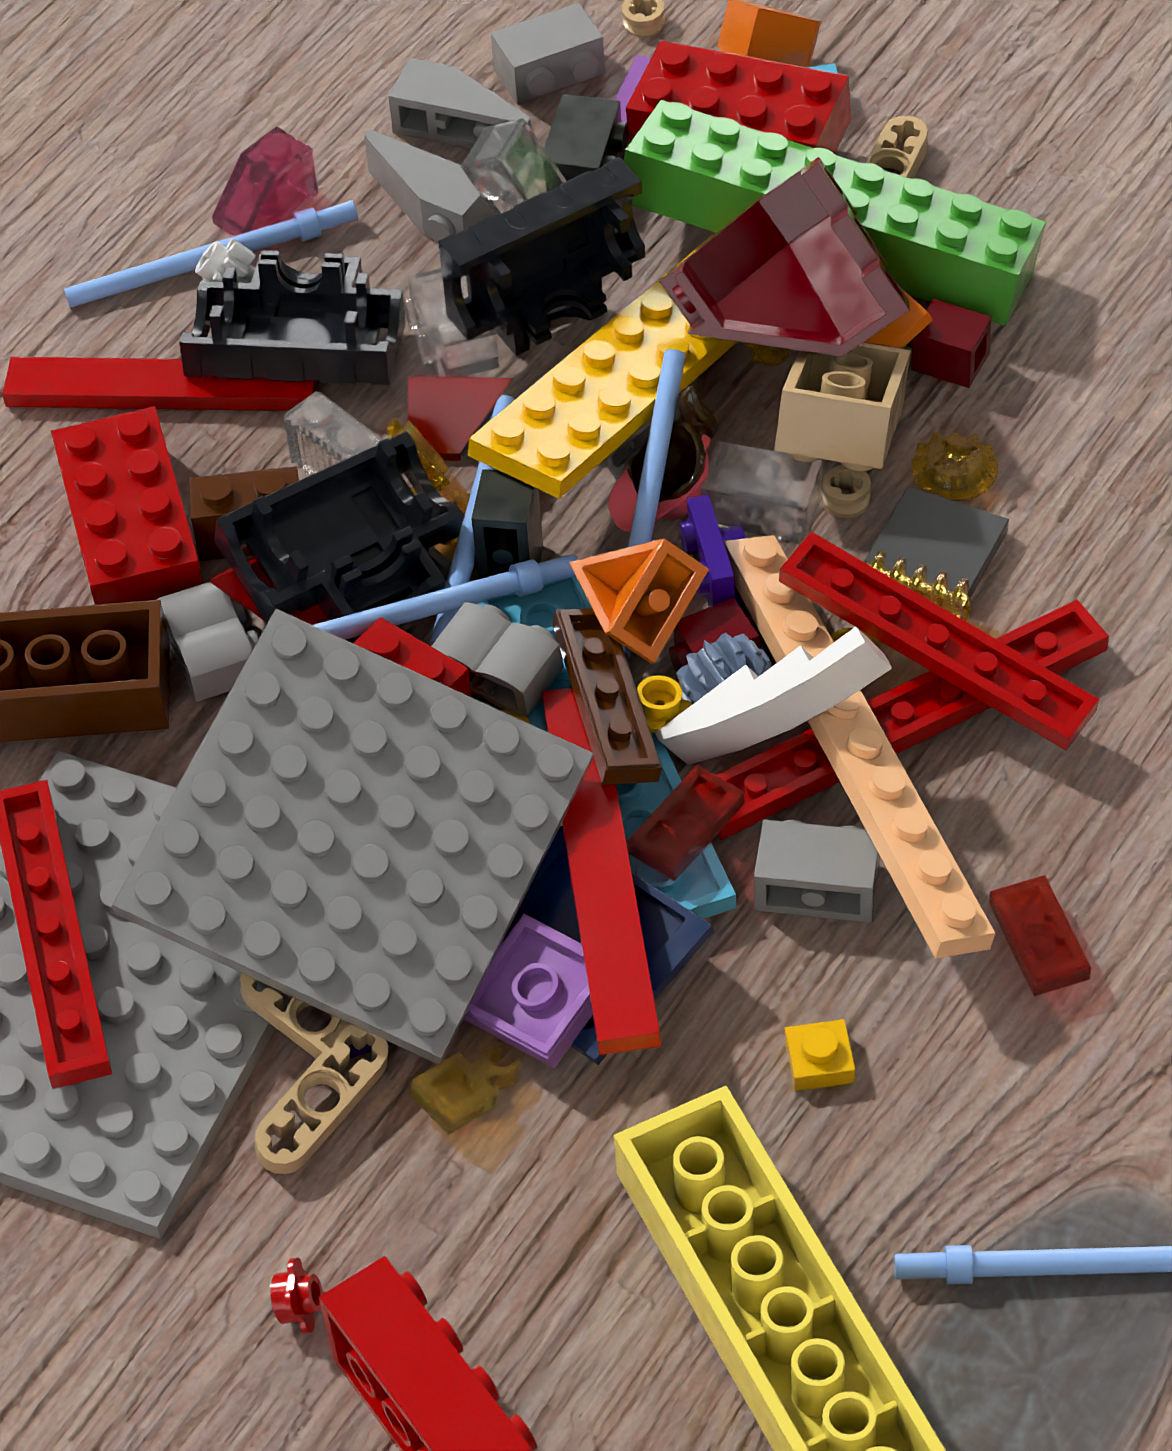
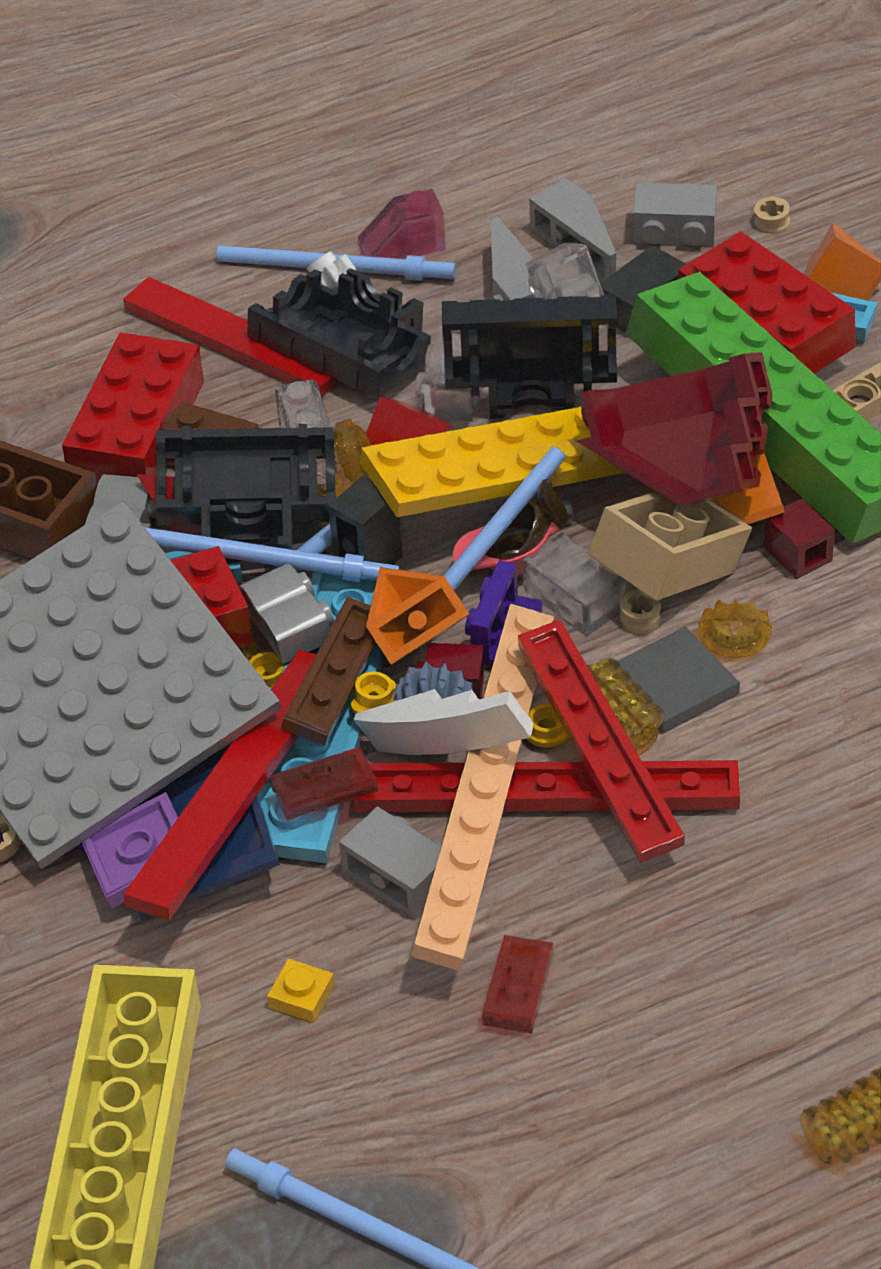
camera: 30 degrees right, 5 degrees down
(462, 1091) = (42, 893): clear yellow plate -> none

